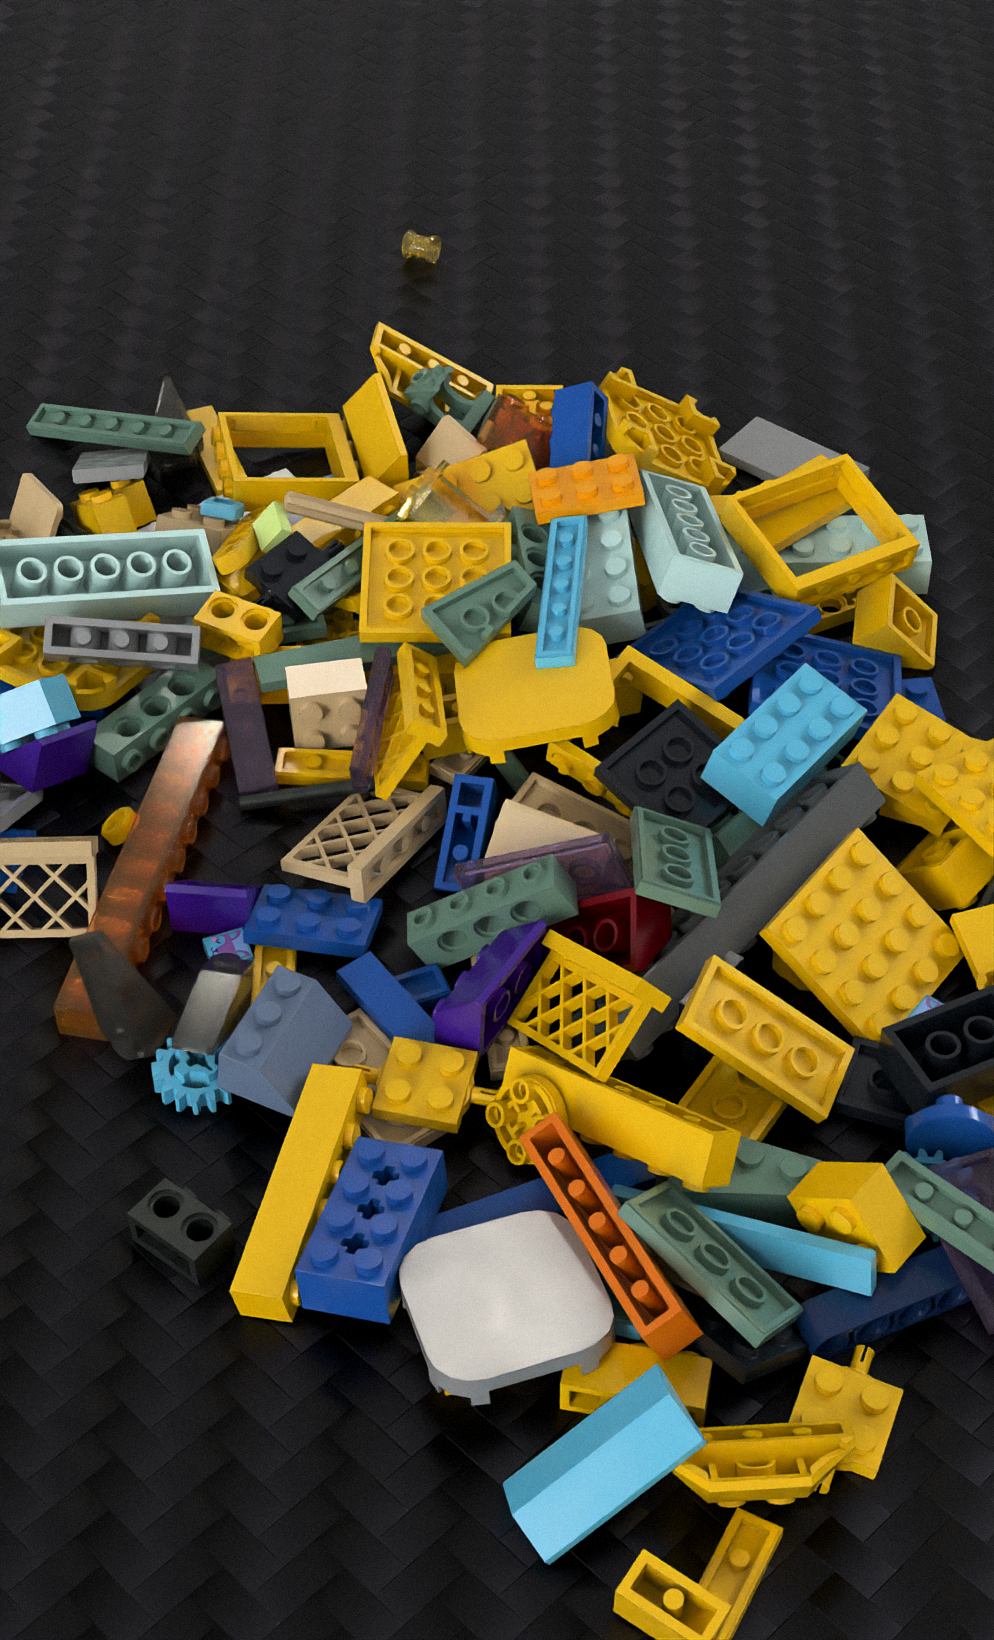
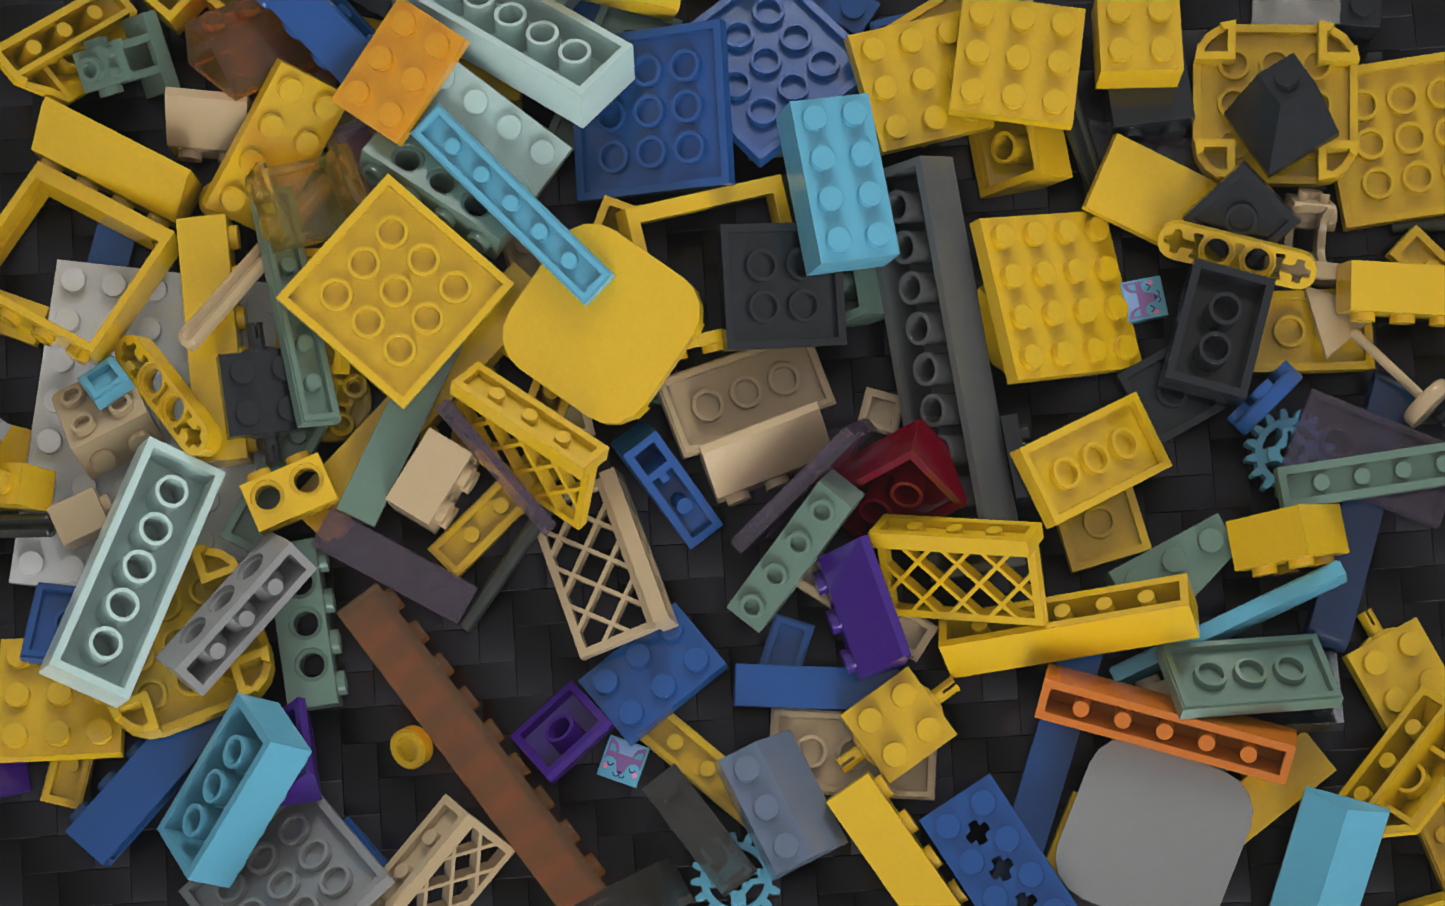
camera: 50 degrees left, 35 degrees up
(272, 526) = (195, 372): yellowish green tile -> none
(479, 610) = (478, 295): sand green wing -> none
(519, 1107) = (1000, 681): yellow tile -> none
(674, 862) = (890, 385): sand green tile -> none

